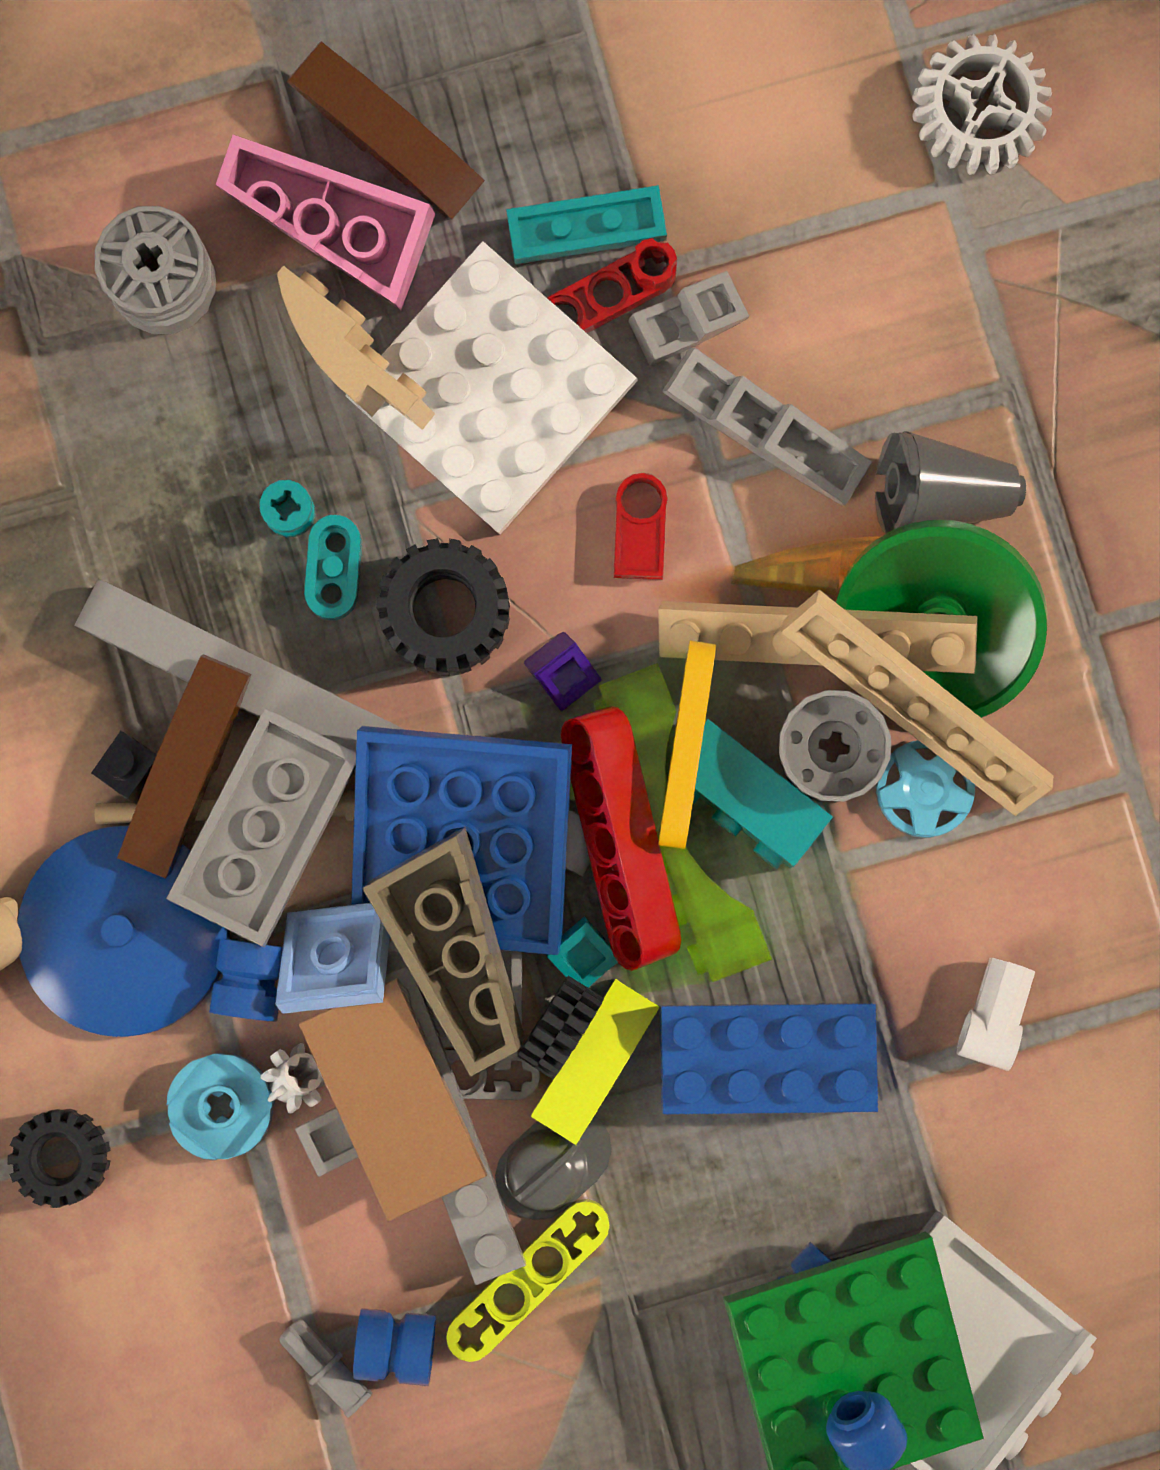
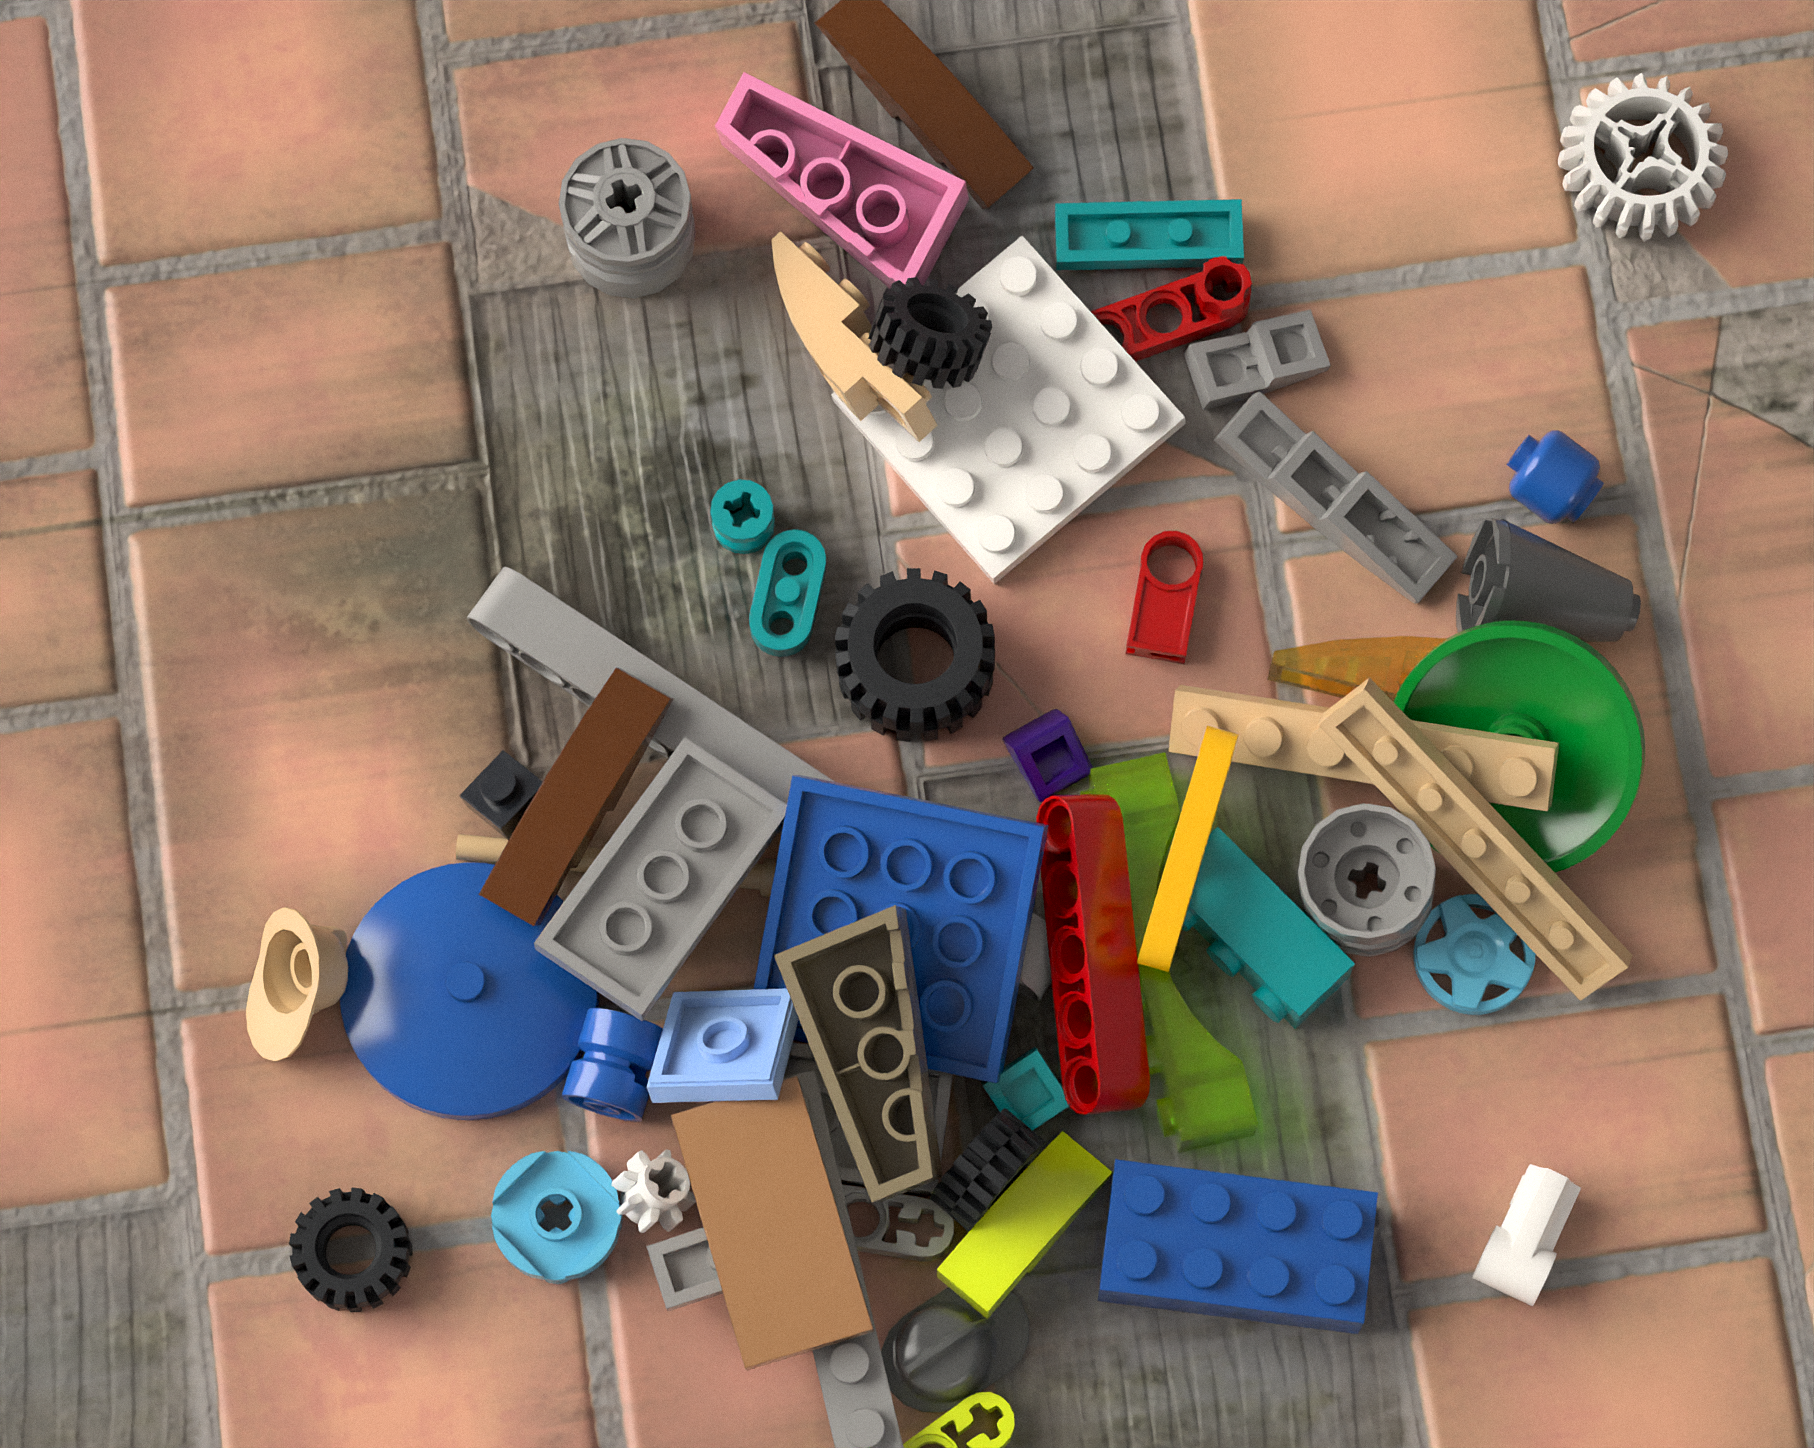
camera: 10 degrees right, 10 degrees down
(439, 328) = (930, 333): none -> black tyre
(943, 386) = (1554, 477): none -> blue head

